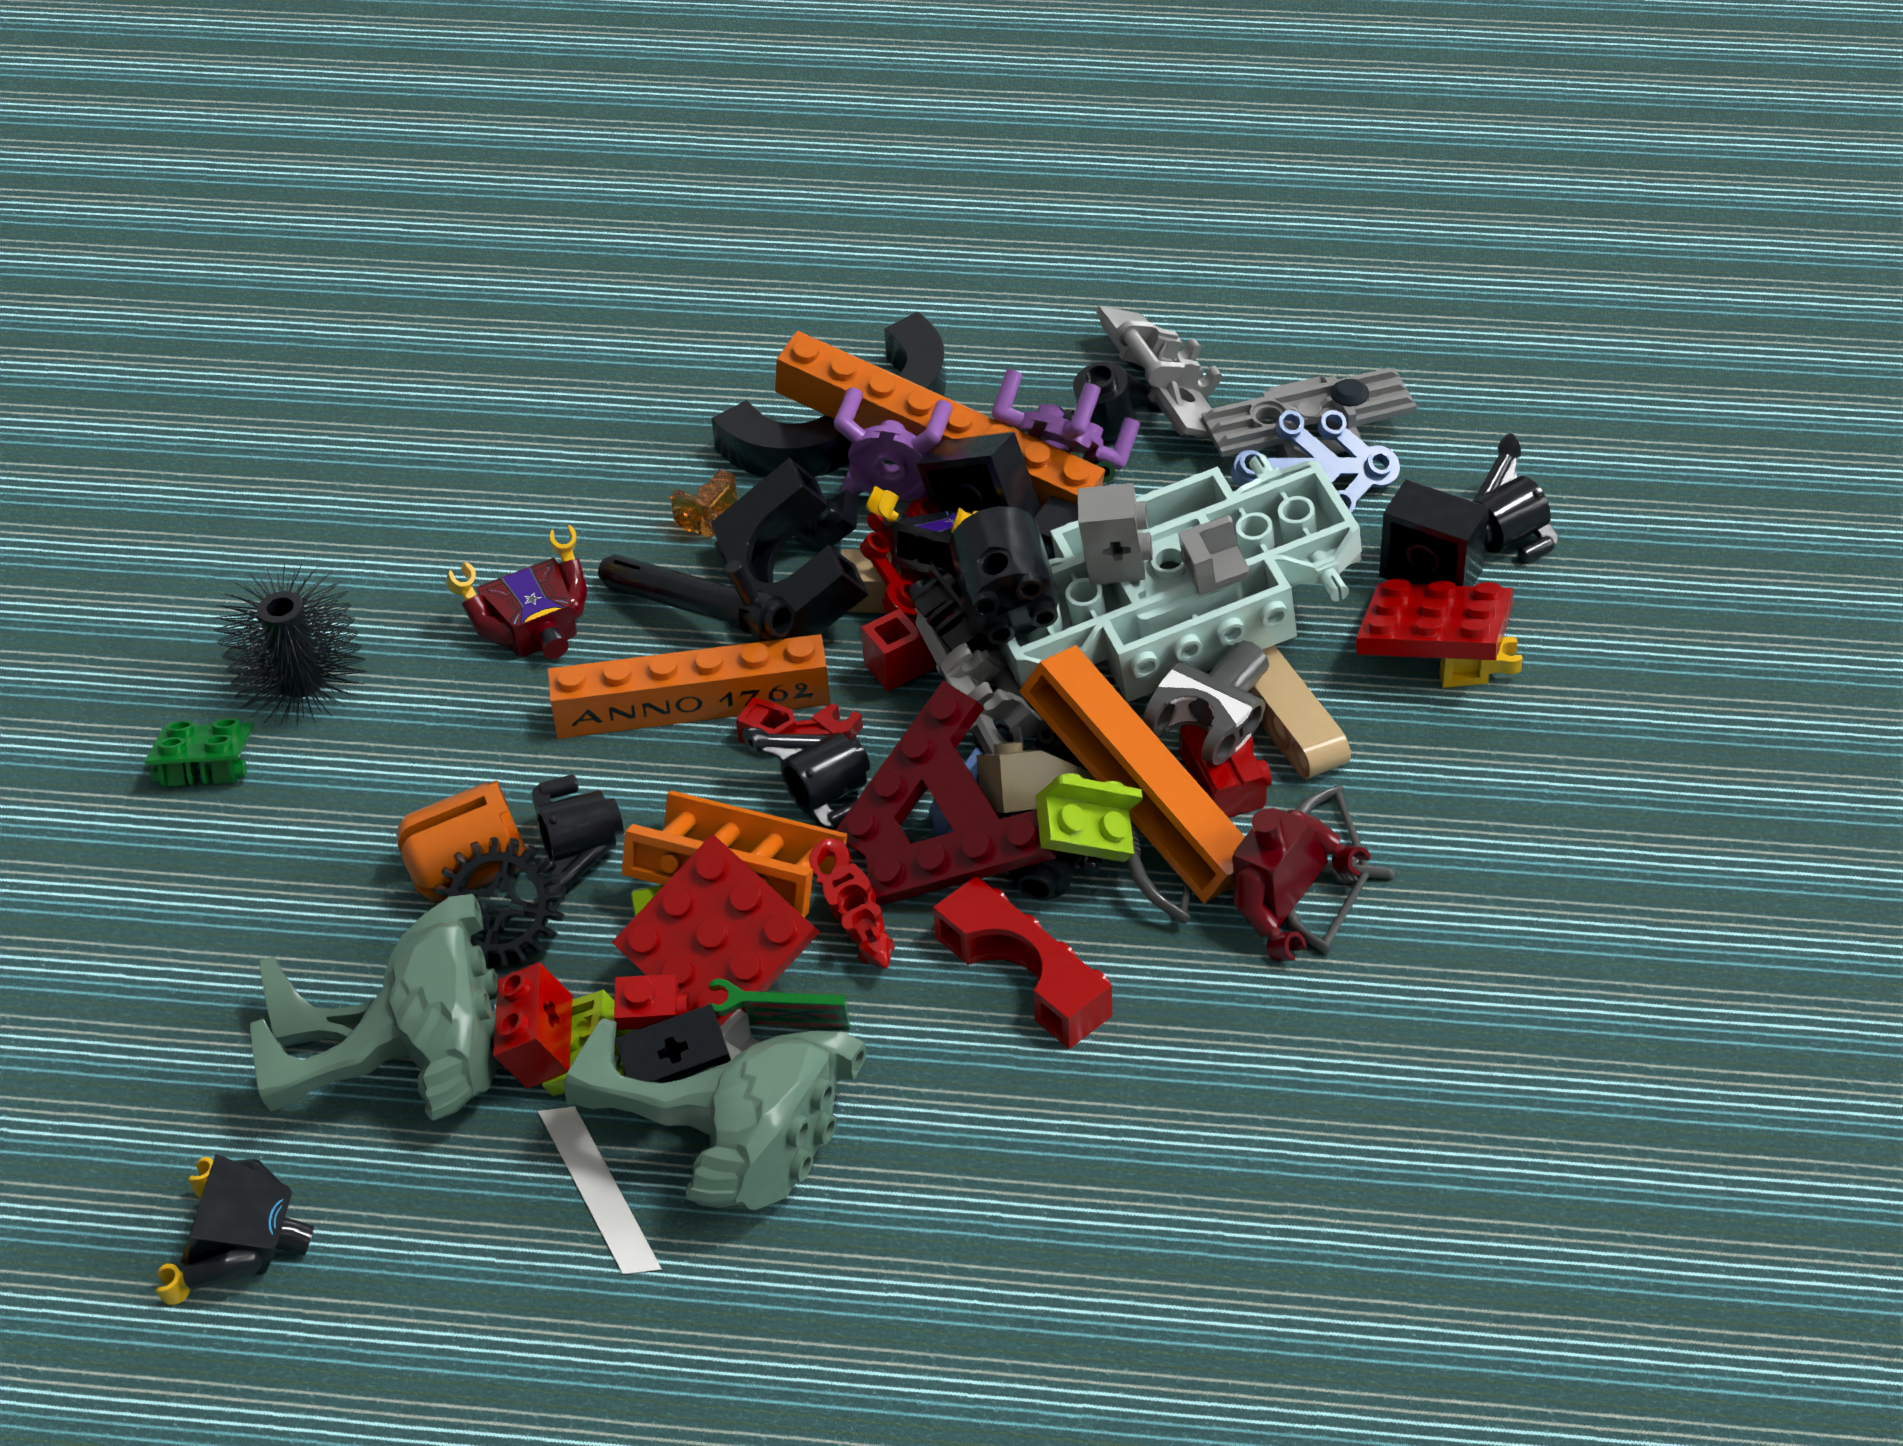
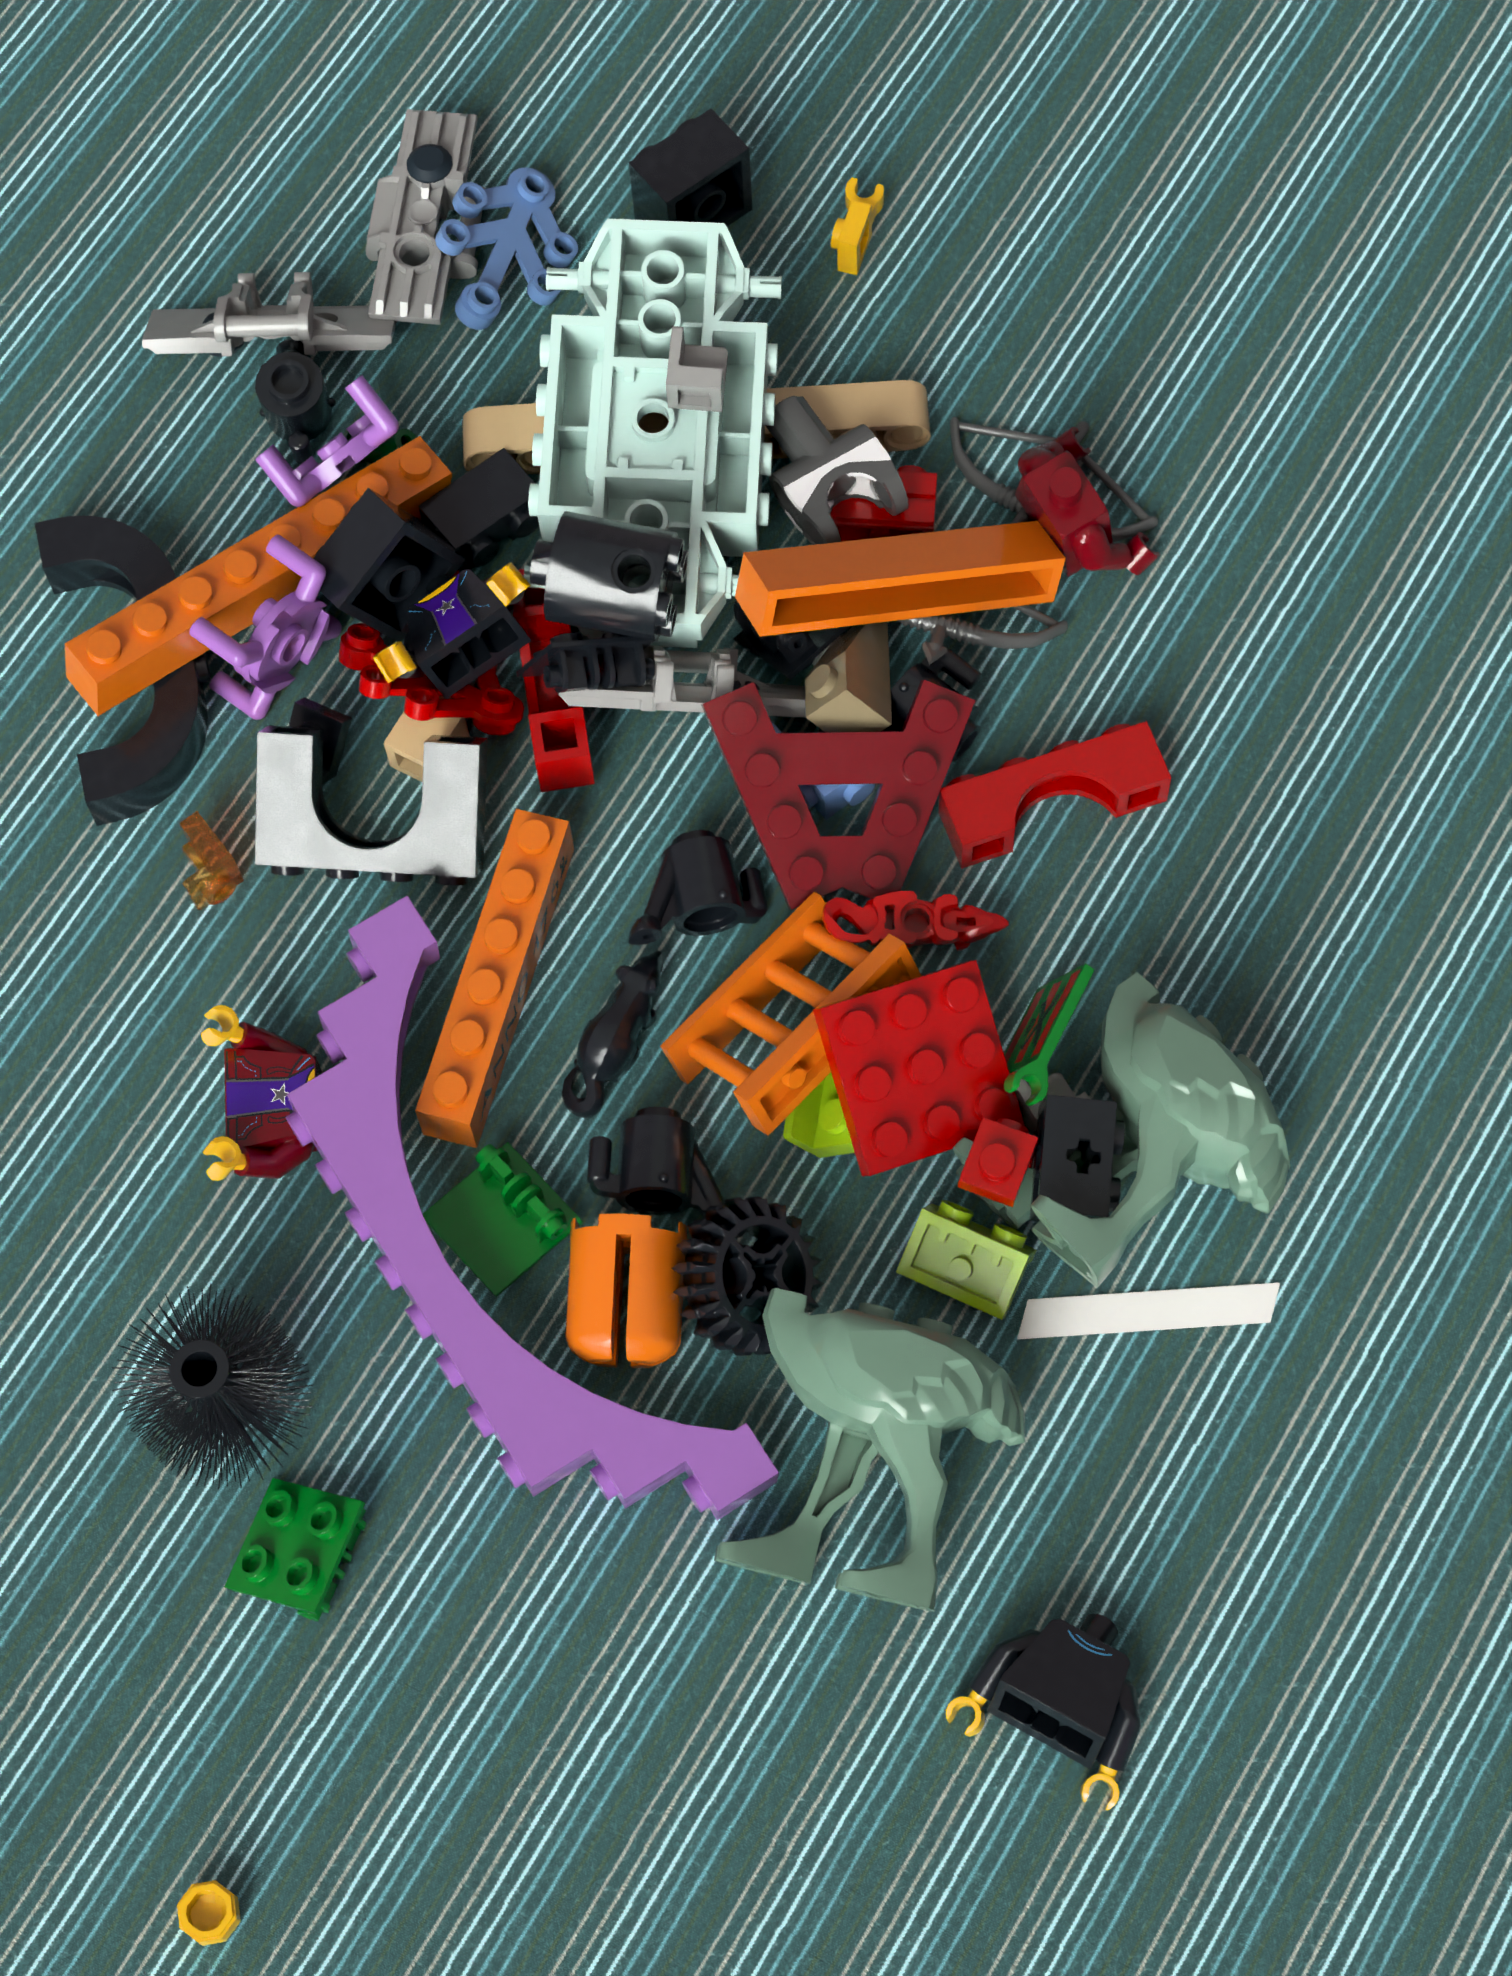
camera: 65 degrees left, 20 degrees up
(506, 756) = (501, 1218): none -> green hinge
(514, 638) = (533, 1411): none -> medium lavender arch
(533, 1025) = (941, 1291): red brick -> none
(681, 769) = (610, 1039): none -> black animal
(739, 606) = (442, 871): black cylinder -> none
(781, 720) = (623, 873): red piece -> none
(1087, 817) = (950, 648): lime bracket -> none
(1112, 533) = (626, 446): light grey brick -> none
(1435, 620) = (810, 228): red plate -> none
(1515, 506) = (663, 92): black piece -> none

